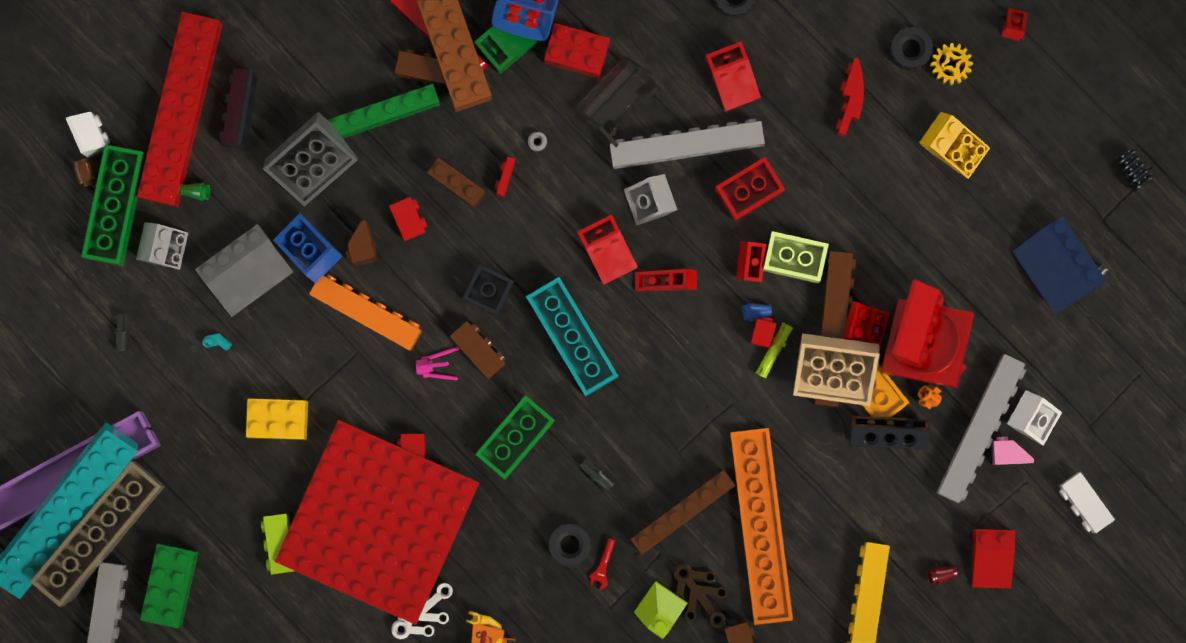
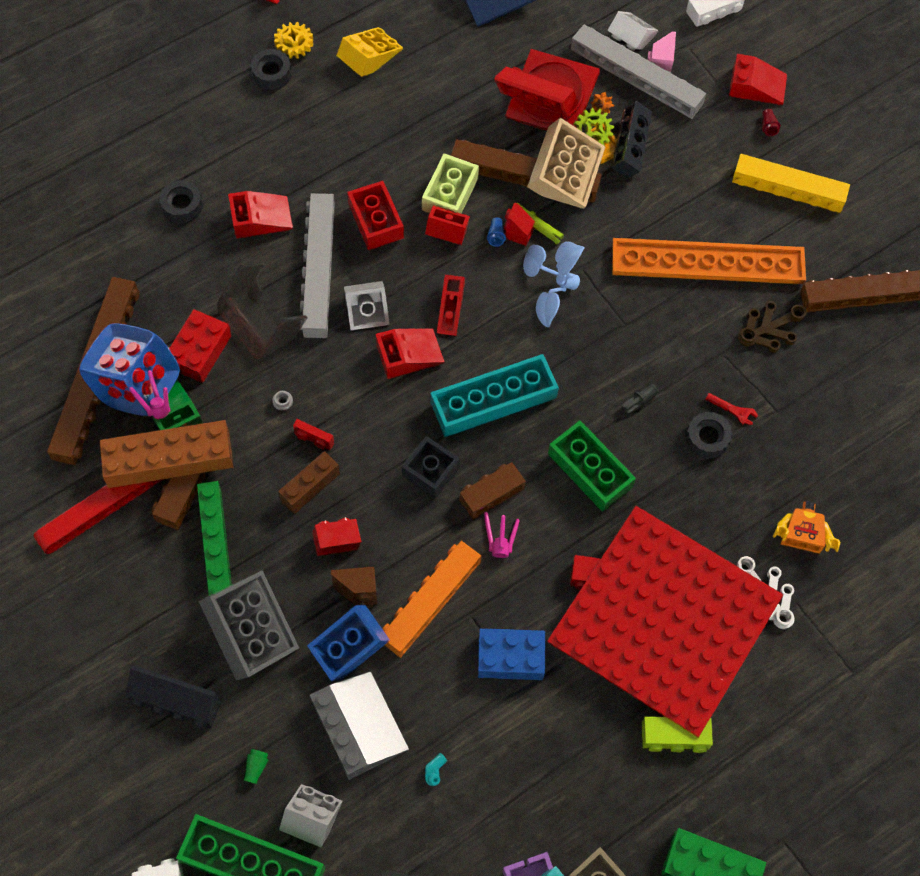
camera: 90 degrees left, 20 degrees down
(179, 109) = (157, 767): red brick -> none
(277, 419) = (535, 713): yellow brick -> none
(325, 391) = (511, 654): none -> blue brick
(497, 31) = (158, 407): none -> dark pink plant
(660, 609) = (784, 360): lime slope -> none
(682, 512) = (688, 325): reddish brown brick -> none
(710, 384) = (566, 257): none -> light blue plant
(854, 91) = (302, 118): red slope -> none
(865, 324) = (525, 140): red brick -> none
(882, 388) = (587, 124): none -> lime gear

